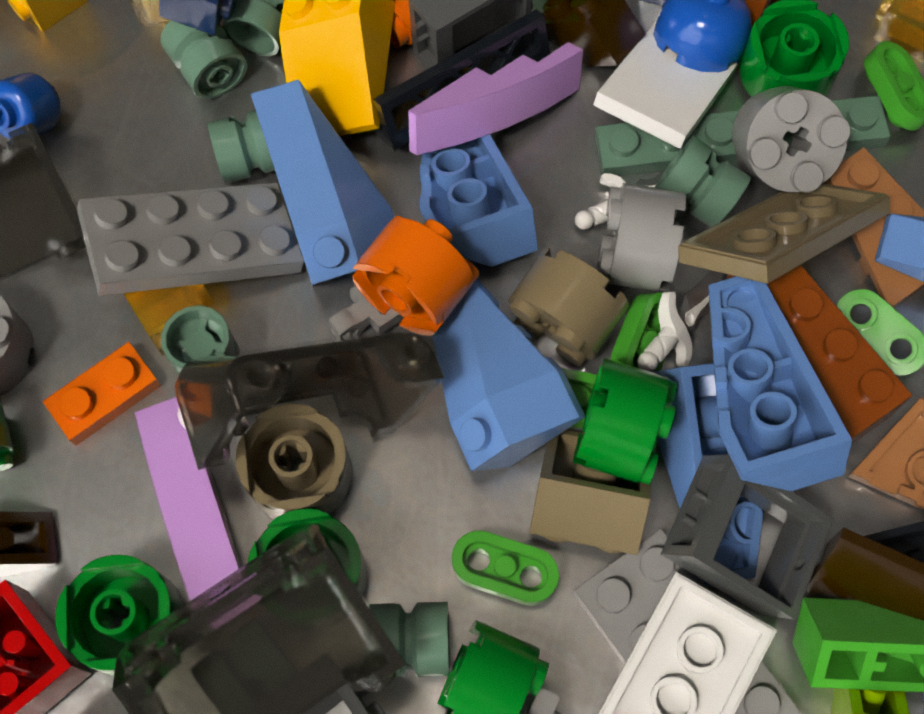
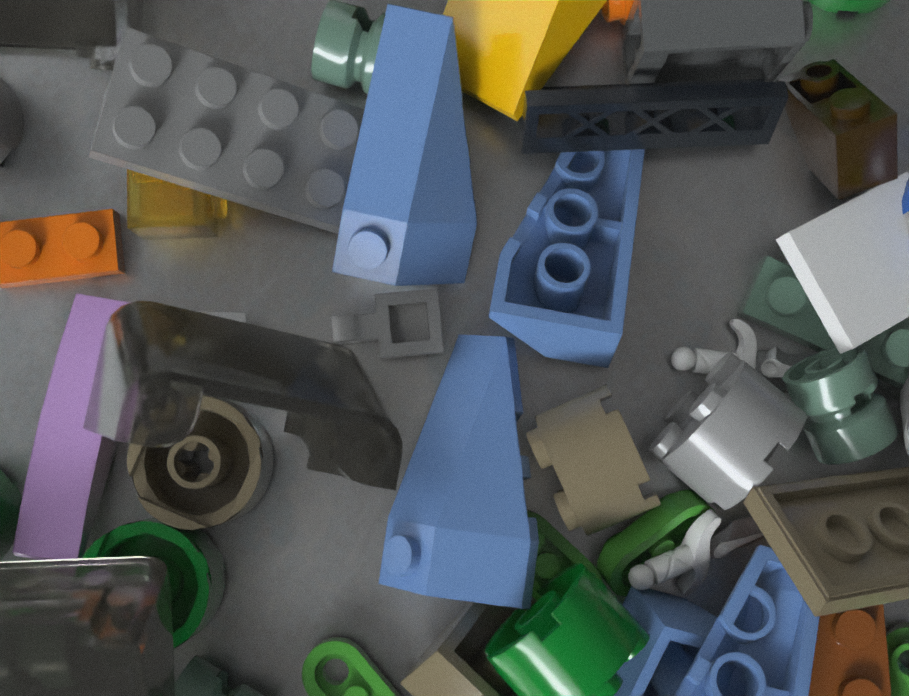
camera: 30 degrees right, 15 degrees up
(194, 334) = (177, 267): sand green wheel -> none
(414, 274) = (446, 334): orange brick -> none
(489, 103) = (657, 165): lavender slope -> none

